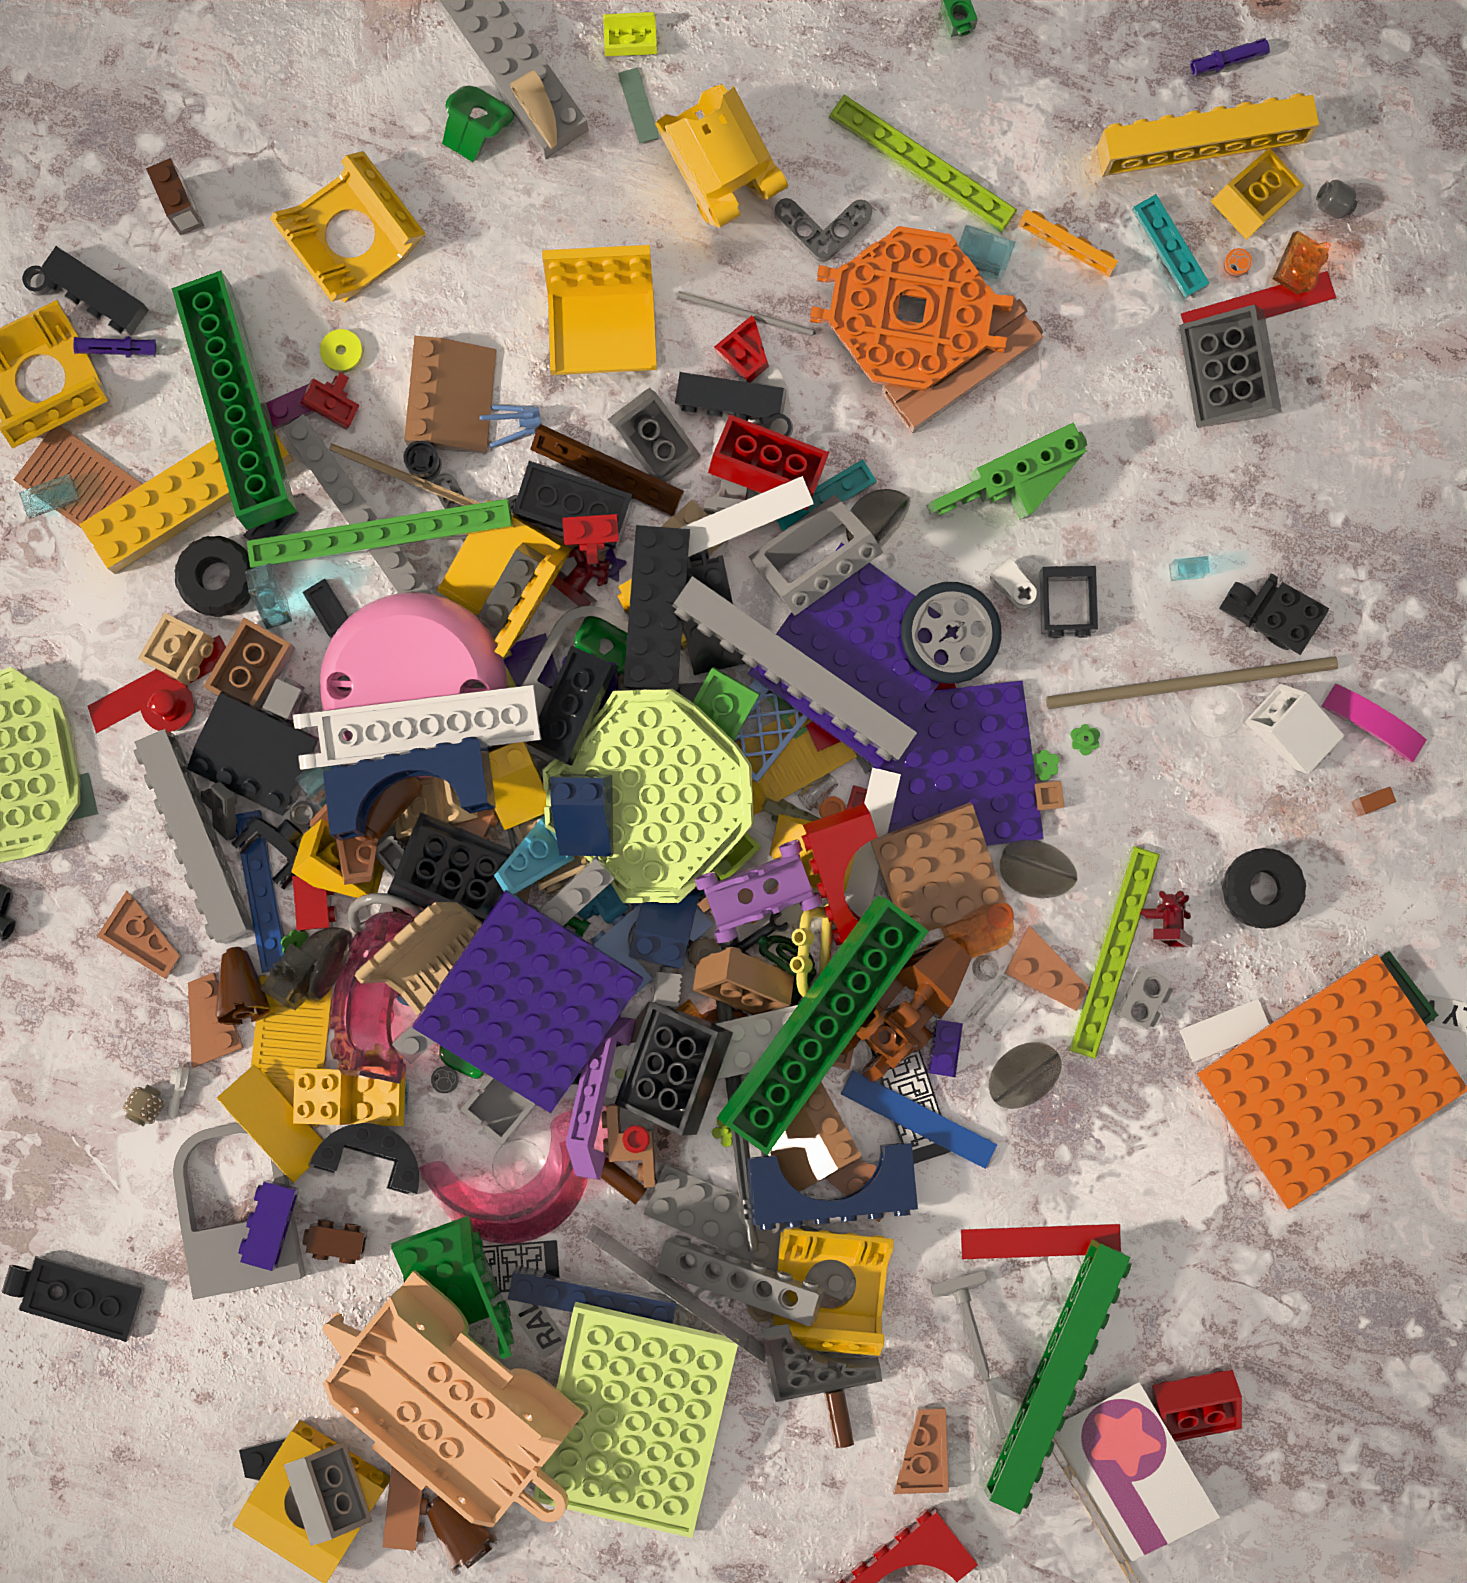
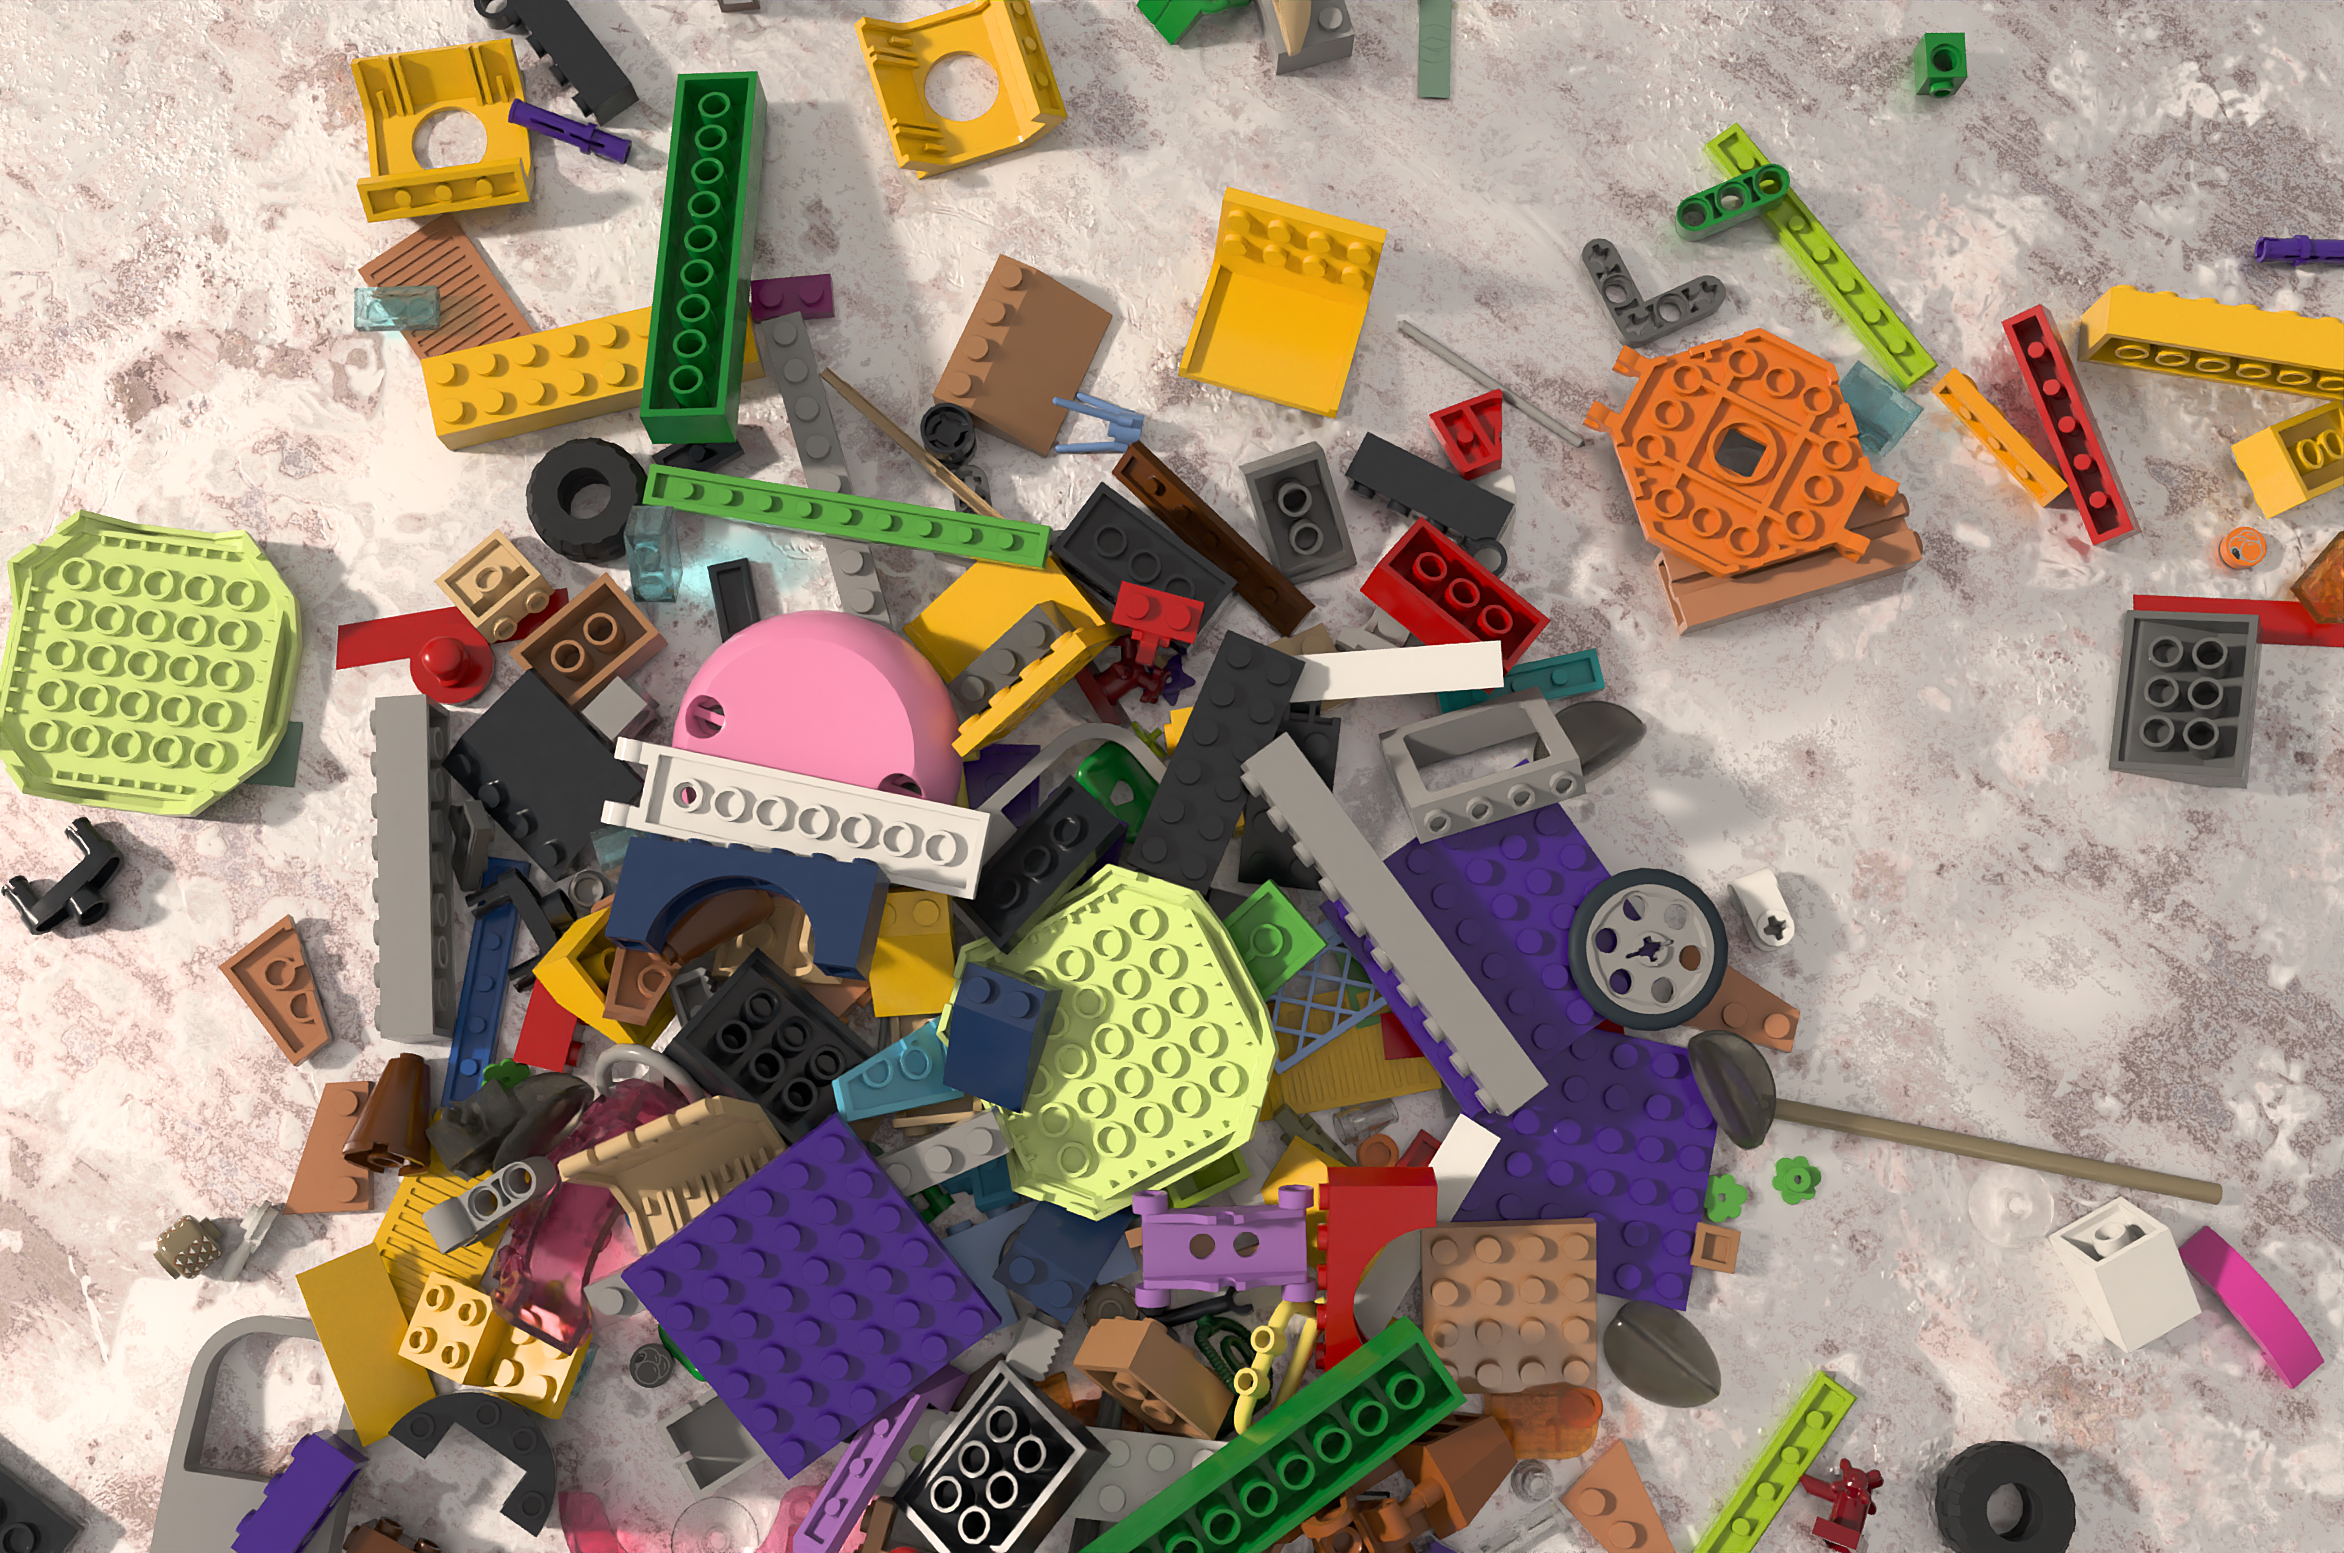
camera: 20 degrees right, 5 degrees down
(307, 1029) = (472, 1215): none -> light grey piece
(331, 400) = (848, 307): red hinge -> none
(336, 340) = (894, 261): neon yellow piece -> none
(611, 606) = (1150, 738): none -> lime plant
(720, 154) = (1534, 141): yellow piece -> none
(863, 137) = (1744, 187): none -> green beam
(1021, 649) = (1744, 1009): none -> nougat wing
(1022, 474) = (1828, 750): bright green wedge -> none
(1029, 695) = (1734, 1085): none -> clear smoke piece
(1069, 573) = (1851, 921): black window -> none
(1109, 222) = (2071, 427): none -> red brick
(1170, 246) = (2150, 491): teal plate -> none
(1189, 568) = (2036, 975): clear light blue piece -> none
(1279, 613) = (2157, 1091): black plate -> none
(1373, 801) = (2216, 1431): dark orange piece -> none

